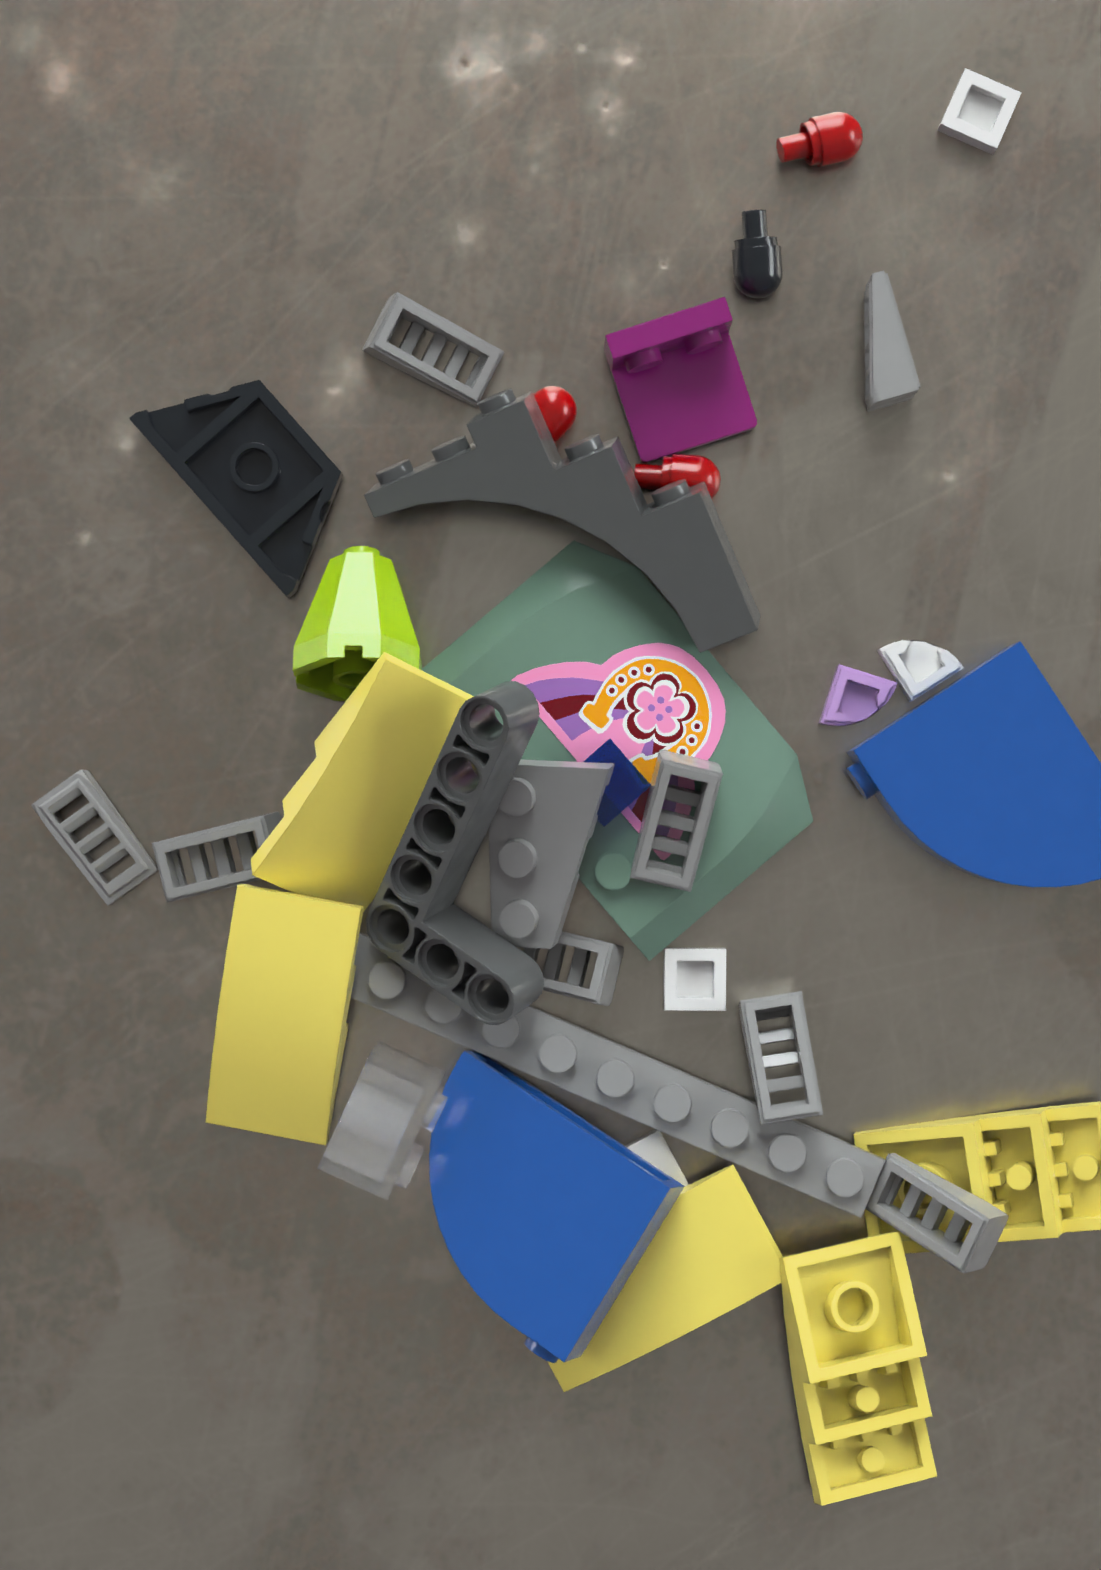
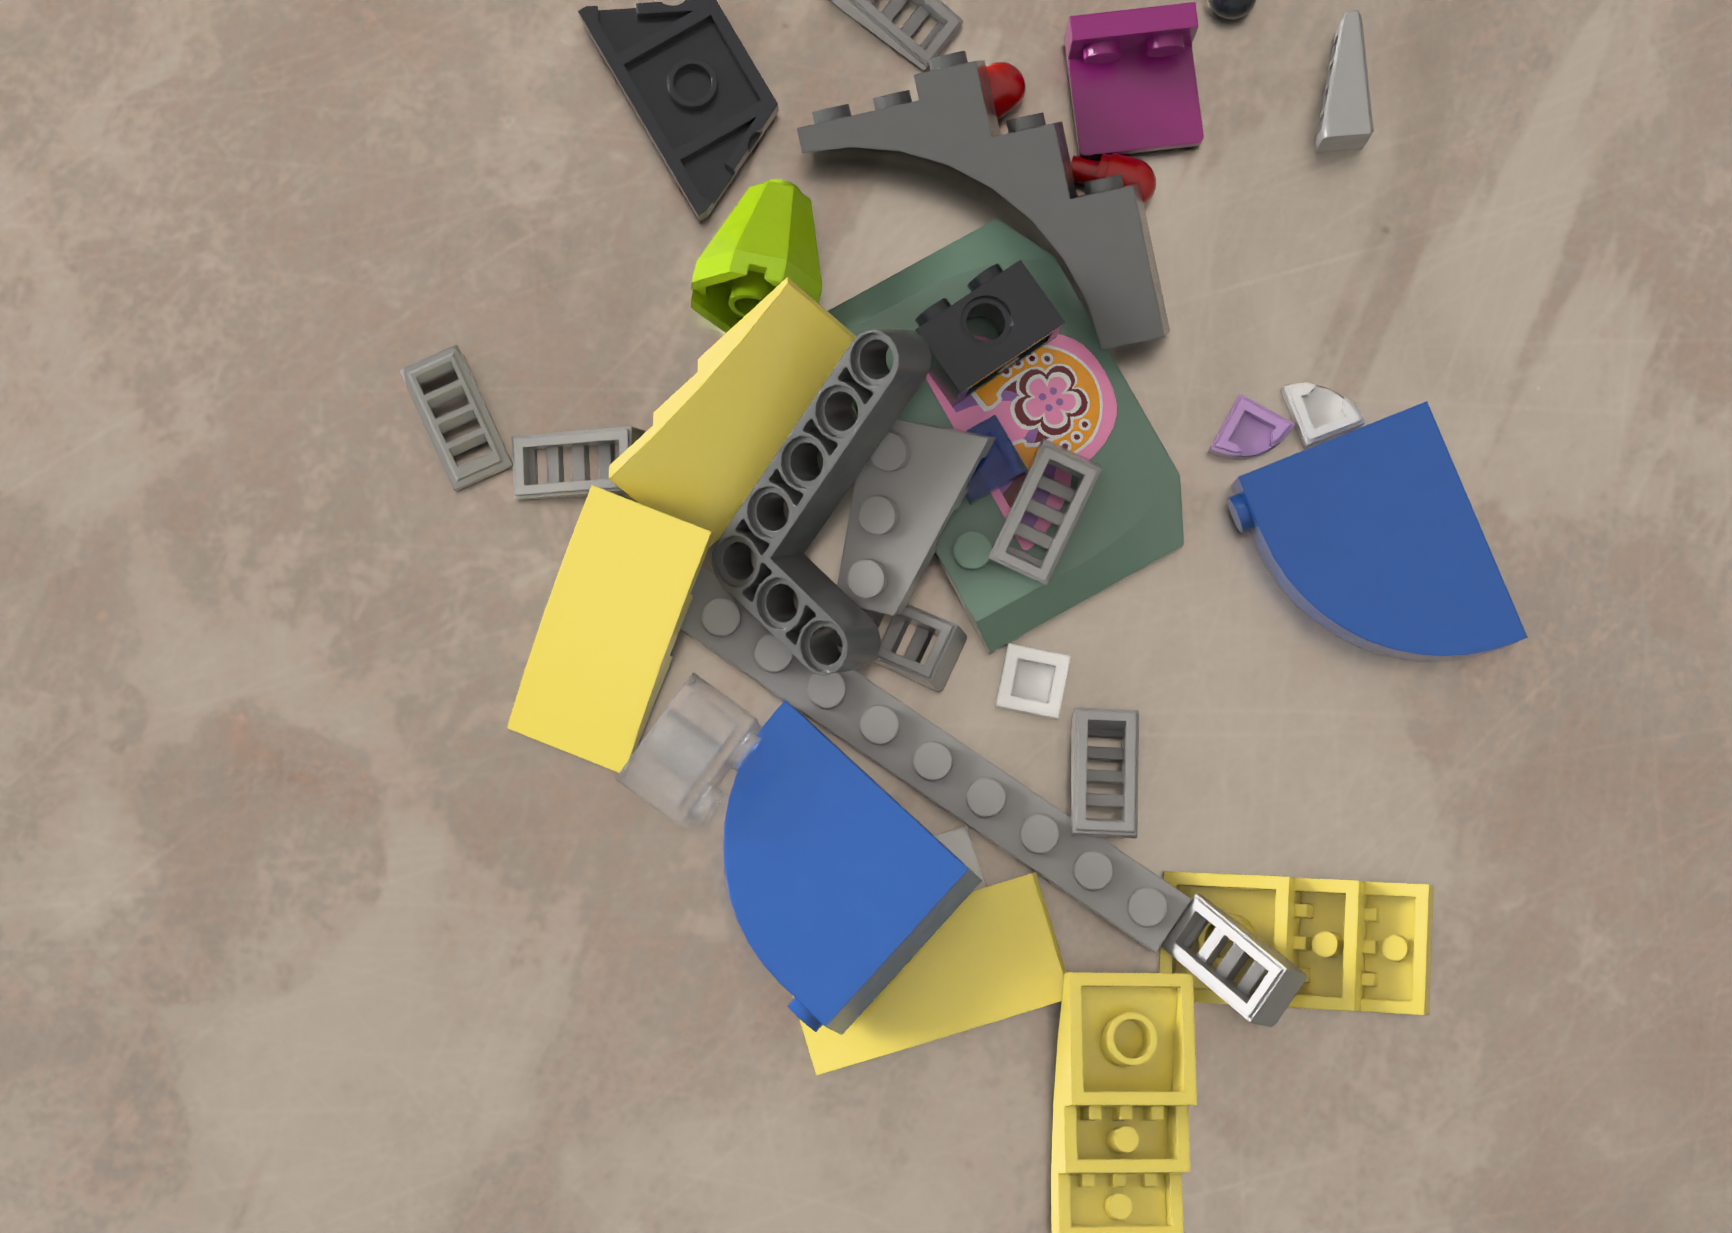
camera: 10 degrees right, 5 degrees down
(619, 645) = (1016, 307): none -> black brick

